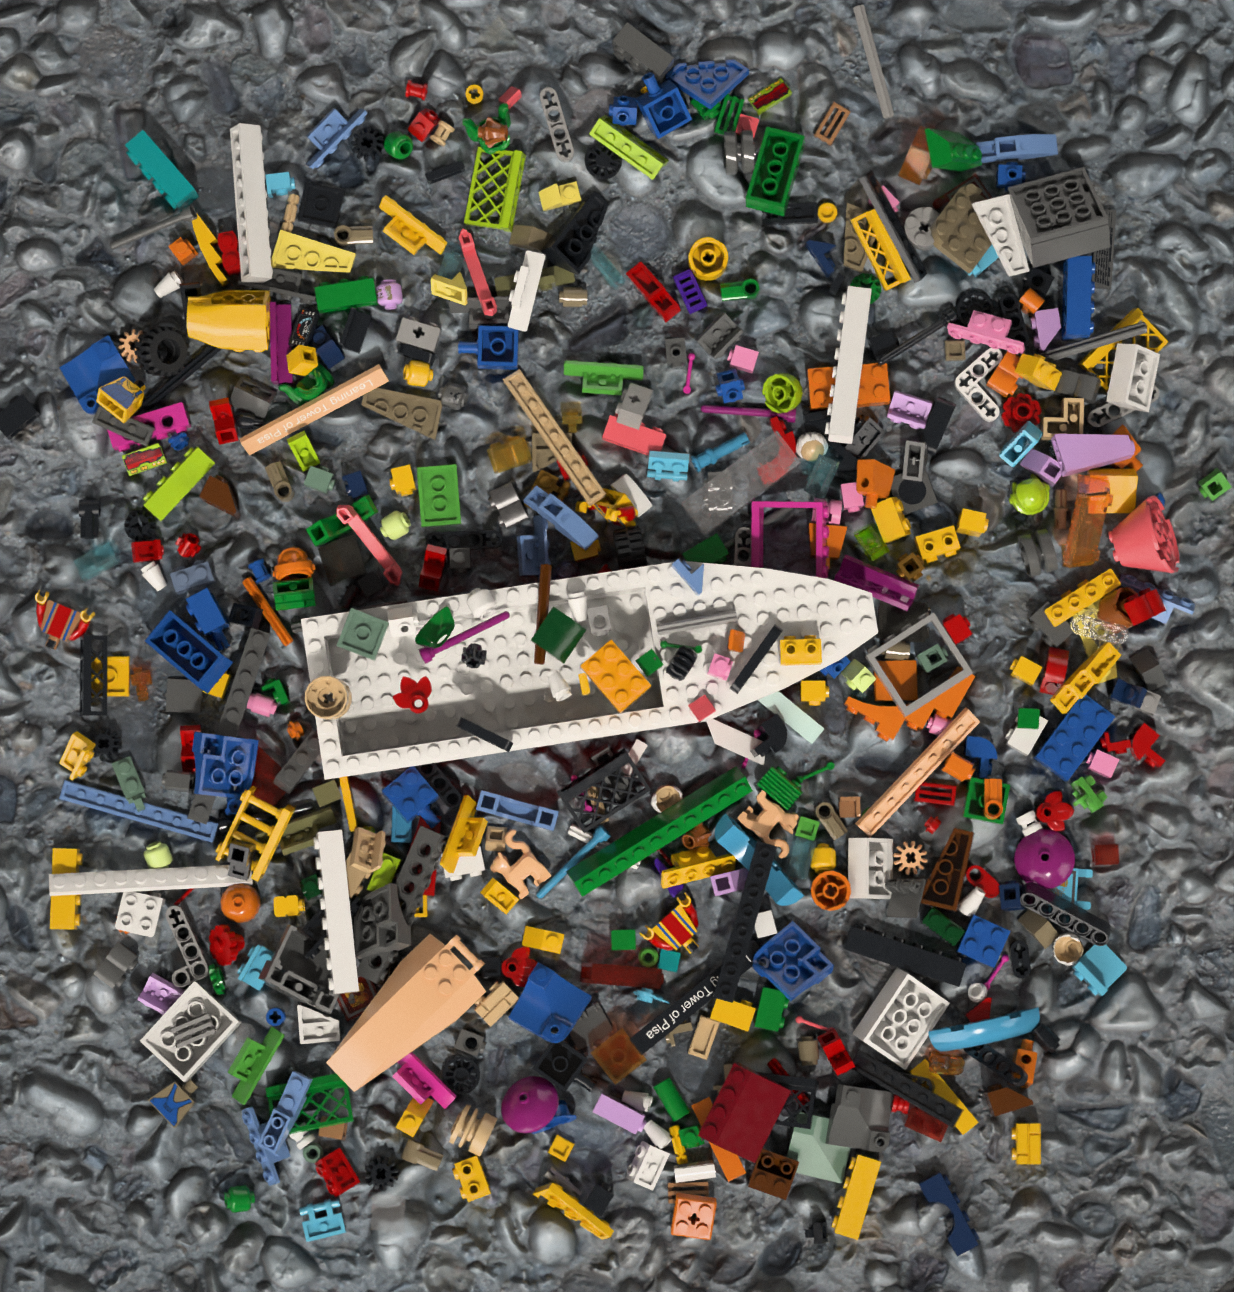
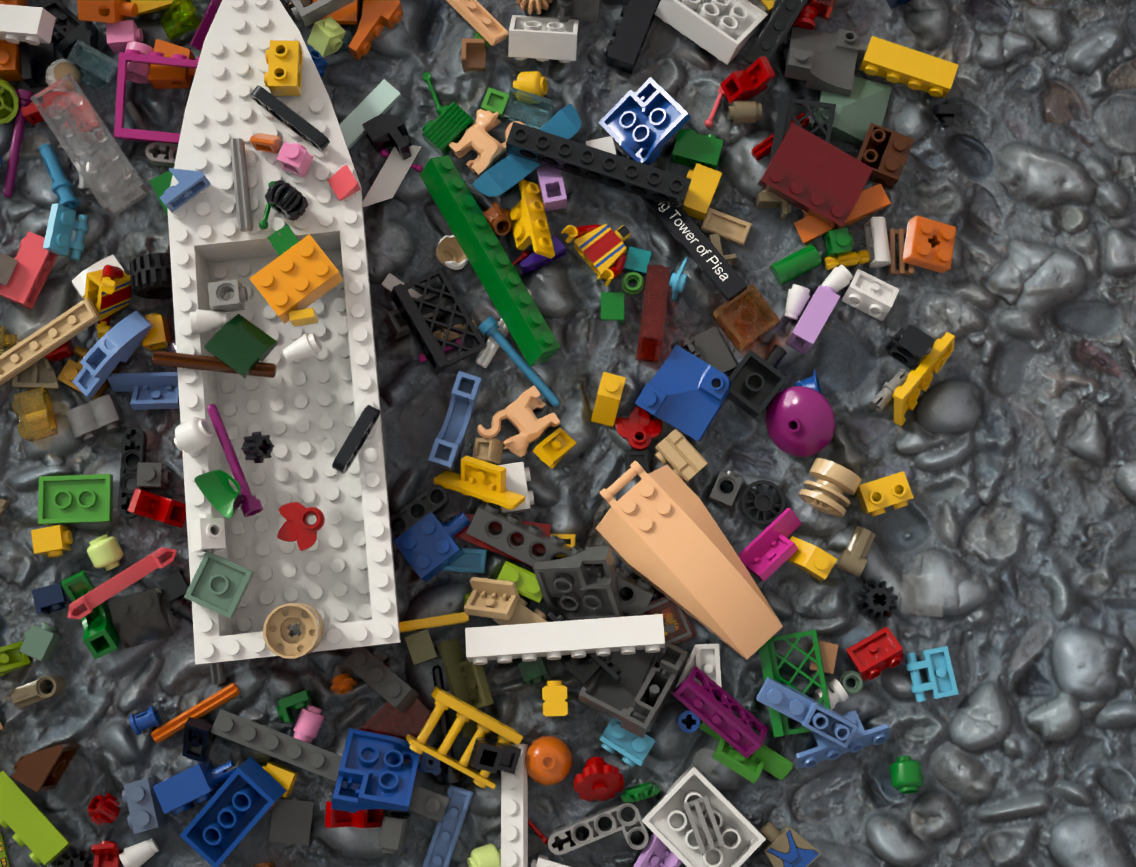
camera: 90 degrees left, 5 degrees down
(280, 1042) = (720, 714): none -> magenta fence
(293, 561) = (133, 678): orange helmet -> none
(294, 594) = (175, 678): green brick -> none
(561, 1148) = (848, 391): yellow tile -> none
(813, 692) = (341, 87): yellow brick -> none
(830, 890) = (566, 75): orange cylinder -> none
(831, 822) = (488, 76): dark tan piece -> none

